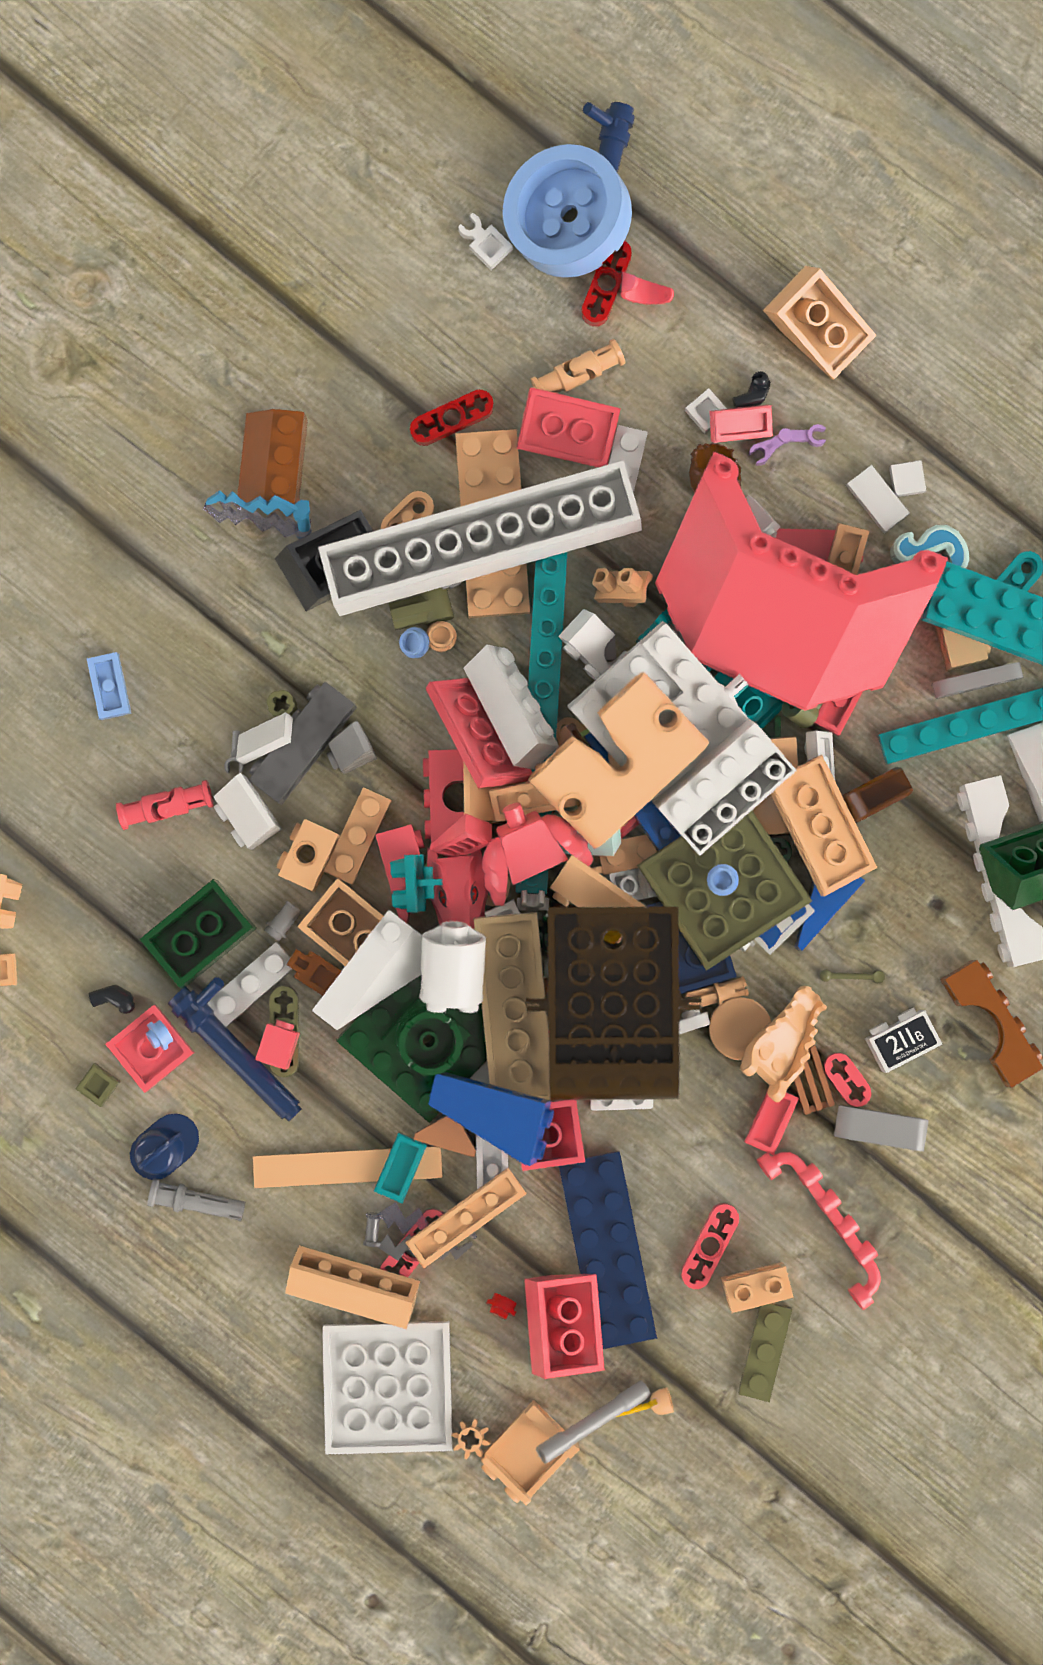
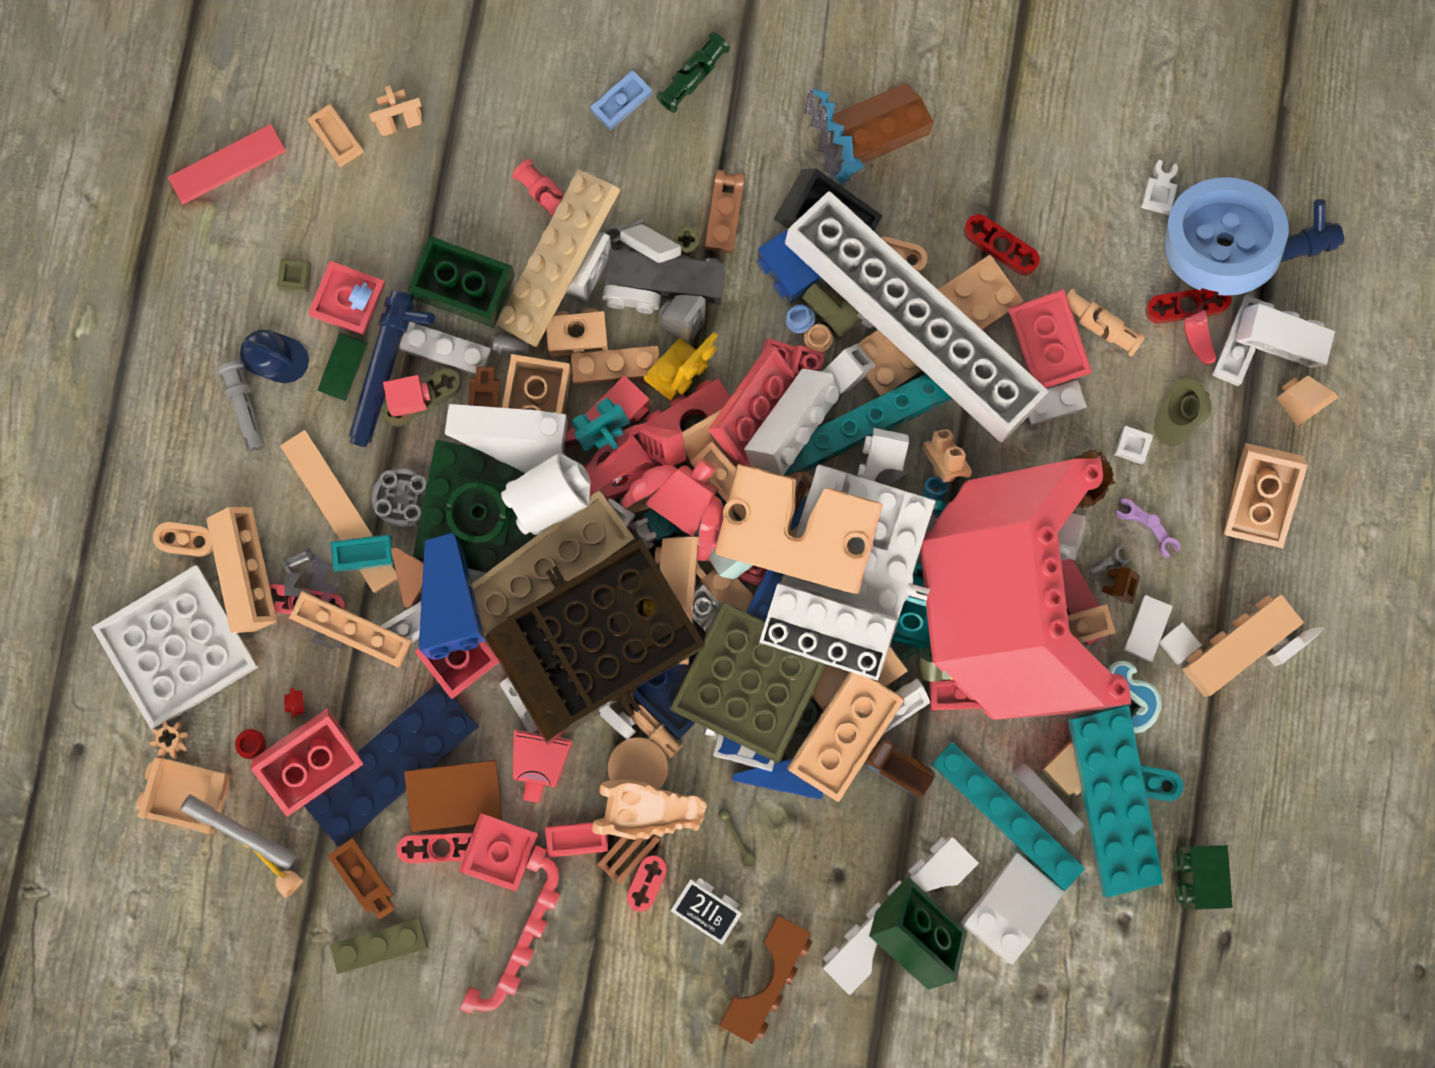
camera: 50 degrees right, 5 degrees down
(116, 996) = (374, 247): black arm -> none
(123, 607) = (690, 74): none -> dark green piece
(213, 1088) = (342, 366): none -> dark green slope
(230, 832) = (557, 257): none -> tan plate
(272, 652) = (724, 212): none -> nougat plate
(292, 1324) = (184, 541): none -> light nougat plate
(297, 795) = (642, 300): none -> white plate
(361, 627) = (786, 268): none -> blue brick
(366, 1103) = (399, 497): none -> light grey tile
(397, 779) = (679, 365): none -> yellow bracket
(448, 667) = (798, 356): none -> coral slope
(488, 624) = (850, 368): none -> white brick
(516, 1367) = (250, 743): none -> red plate
(648, 609) = (935, 482): none -> dark azure hinge
(668, 254) = (1234, 355): none -> white plate
(670, 1209) = (452, 795): none -> dark orange tile
(685, 1117) = (538, 763): none -> coral torso
(688, 213) = (1285, 335): none -> white brick
(697, 1332) = (362, 878): none -> dark orange hinge
(703, 349) = (1182, 411): none -> olive piece
(722, 879) = (751, 677): light blue plate -> none
(741, 423) = (1140, 478): coral tile -> none
(745, 1197) = (498, 852): none -> coral plate
(756, 232) = (1305, 398): none -> light nougat slope
(756, 393) = (1172, 478): black arm -> none
(757, 1287) = (428, 906): light nougat brick -> none
(798, 496) = (1112, 560): none -> light grey hand
(829, 495) = (1125, 584): none -> reddish brown tile
(881, 1128) = (622, 935): light grey beam -> none
(942, 425) = (1242, 645): none -> light nougat brick
(968, 385) = (1288, 647): none -> white plate

